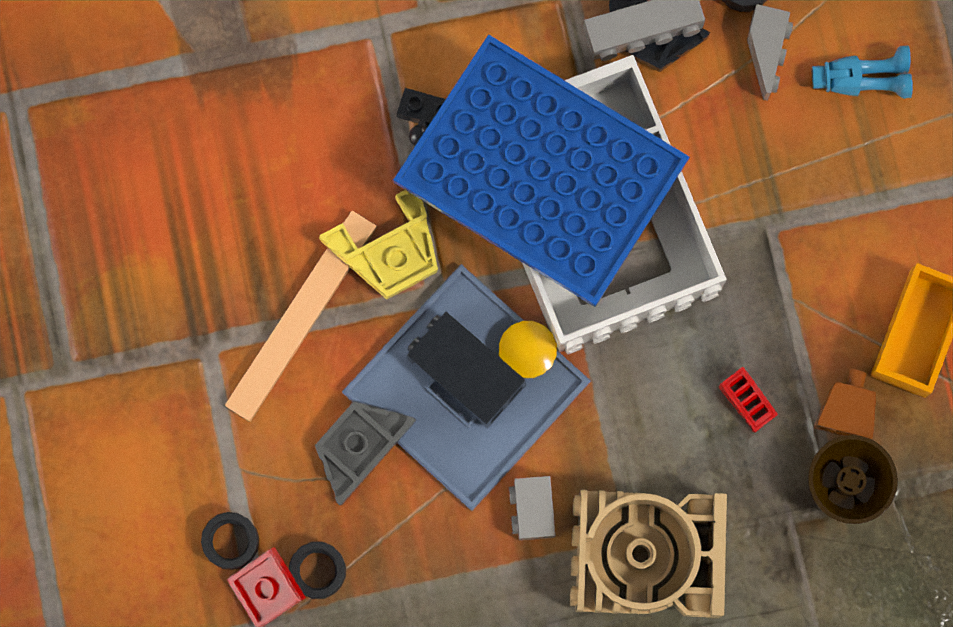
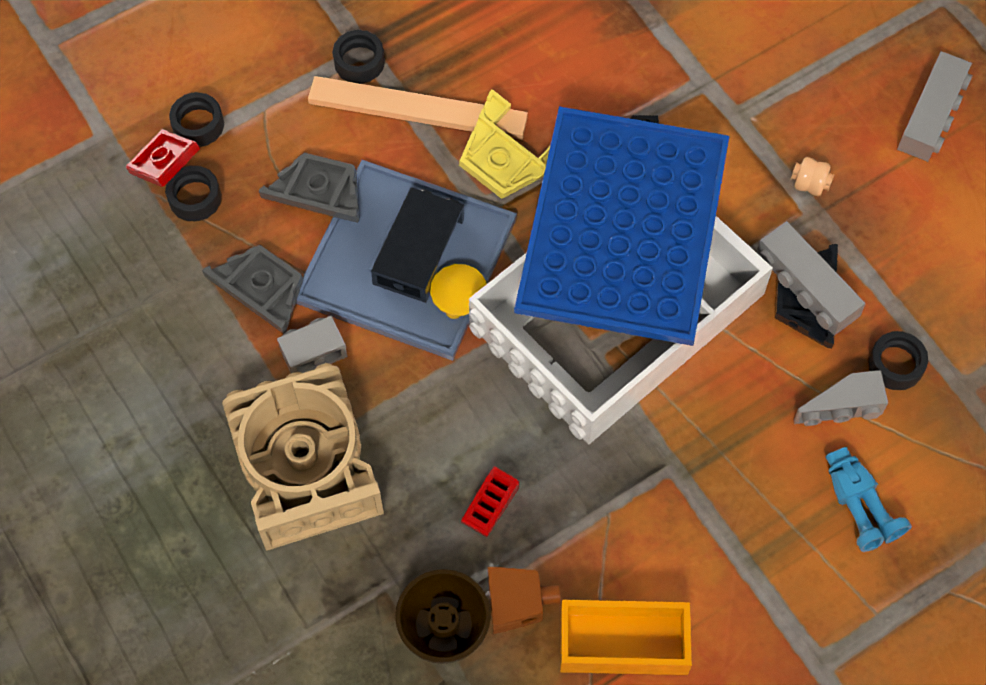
camera: 70 degrees right, 15 degrees down
(211, 332) = (357, 39): none -> black tyre
(446, 536) = (261, 284): none -> dark grey wing

